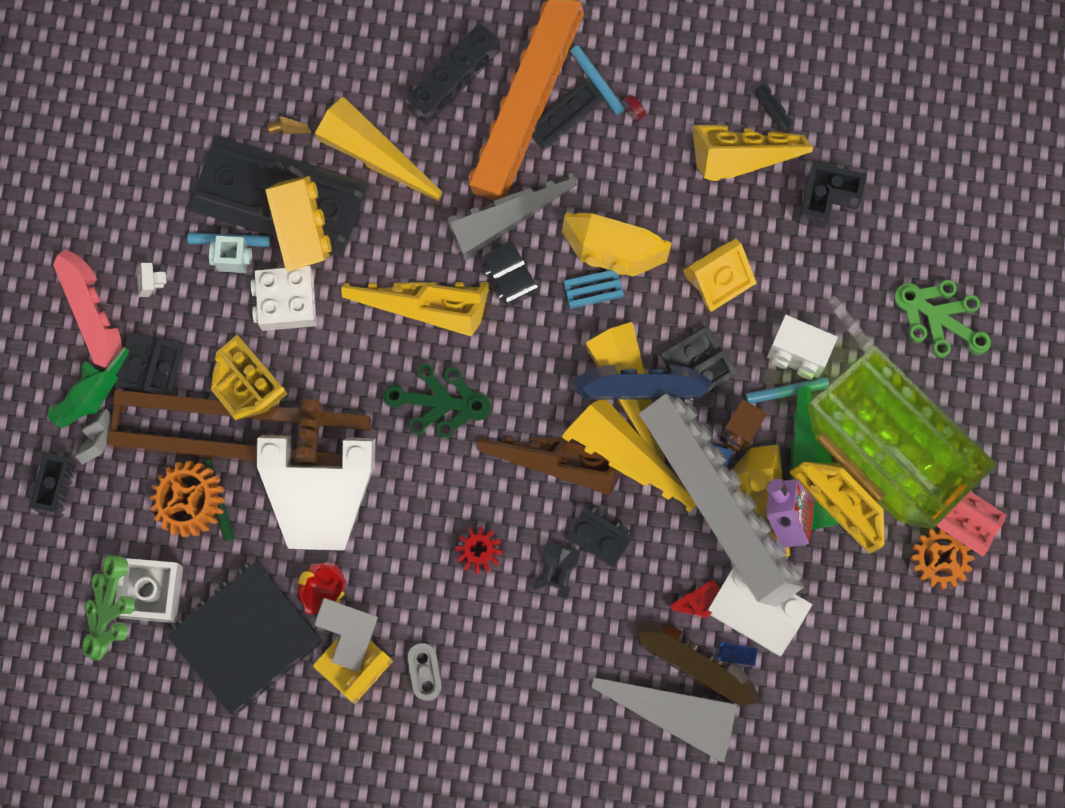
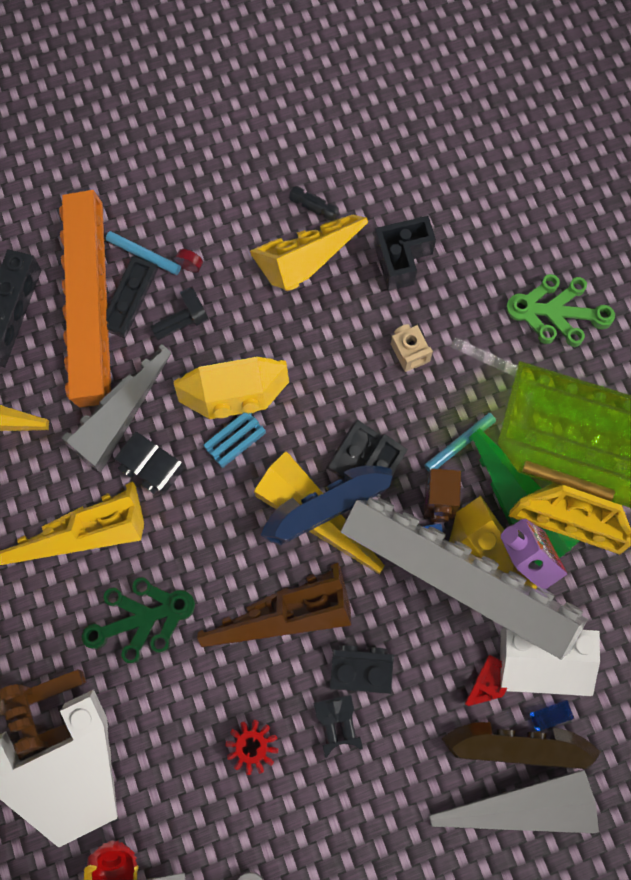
camera: 30 degrees left, 5 degrees down
(603, 159) = (192, 314): none -> black piece
(612, 437) = (325, 568): yellow wedge -> none
(721, 274) = (345, 367): yellow bracket -> none
(785, 293) = (410, 355): none -> tan brick
(801, 348) = (455, 396): white brick -> none

